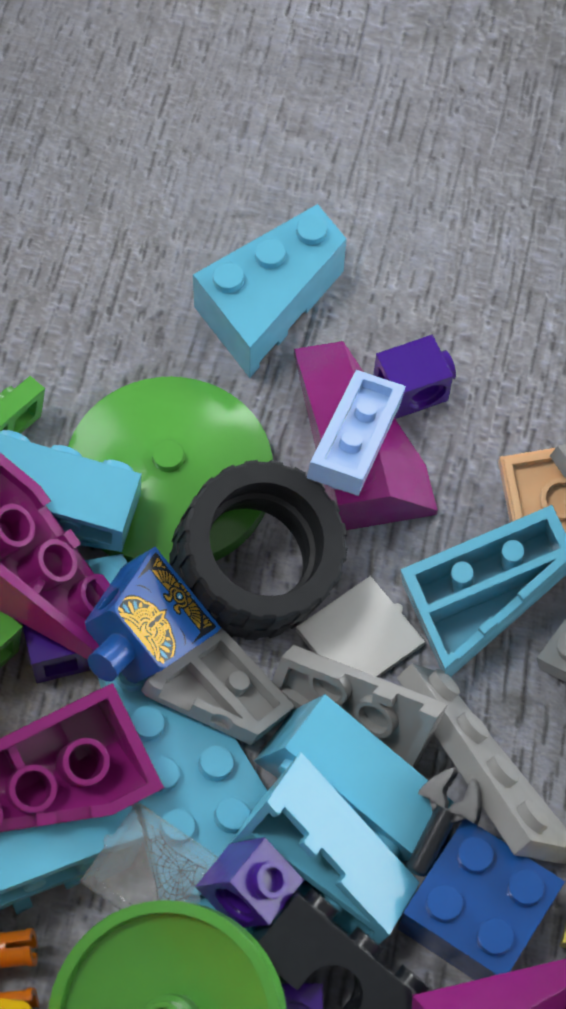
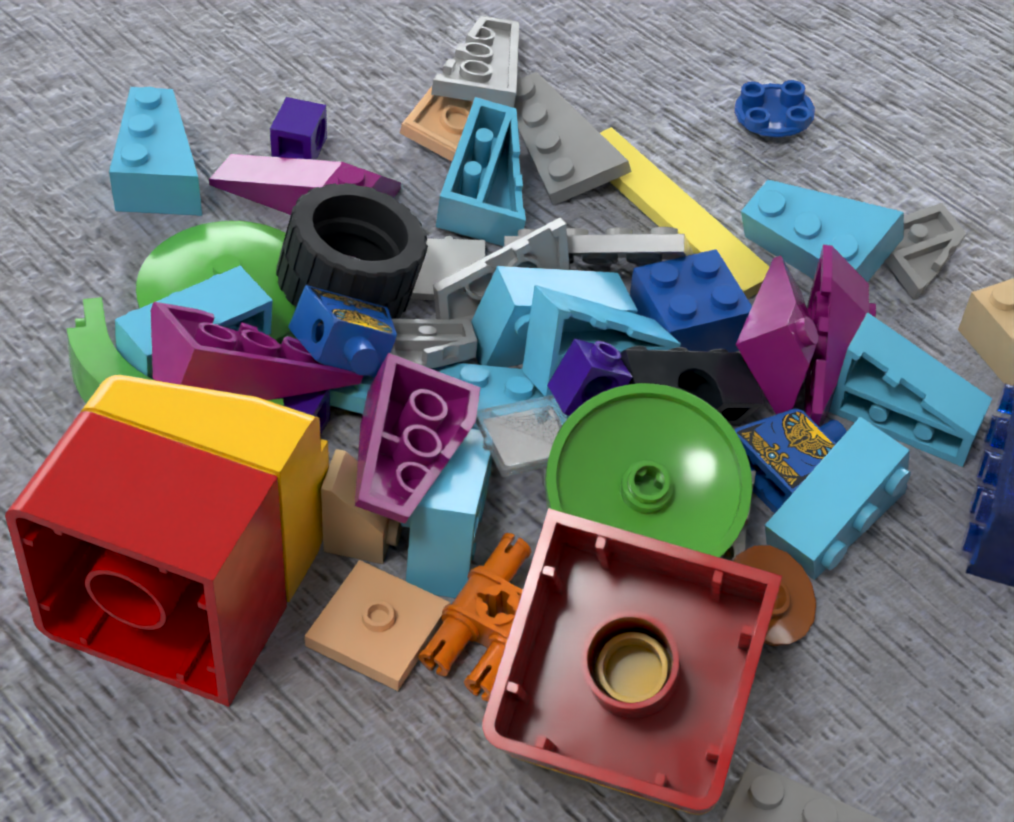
camera: 55 degrees left, 15 degrees down
(356, 433) = (327, 154): light blue plate -> none
(442, 818) = (627, 273): black bar -> none

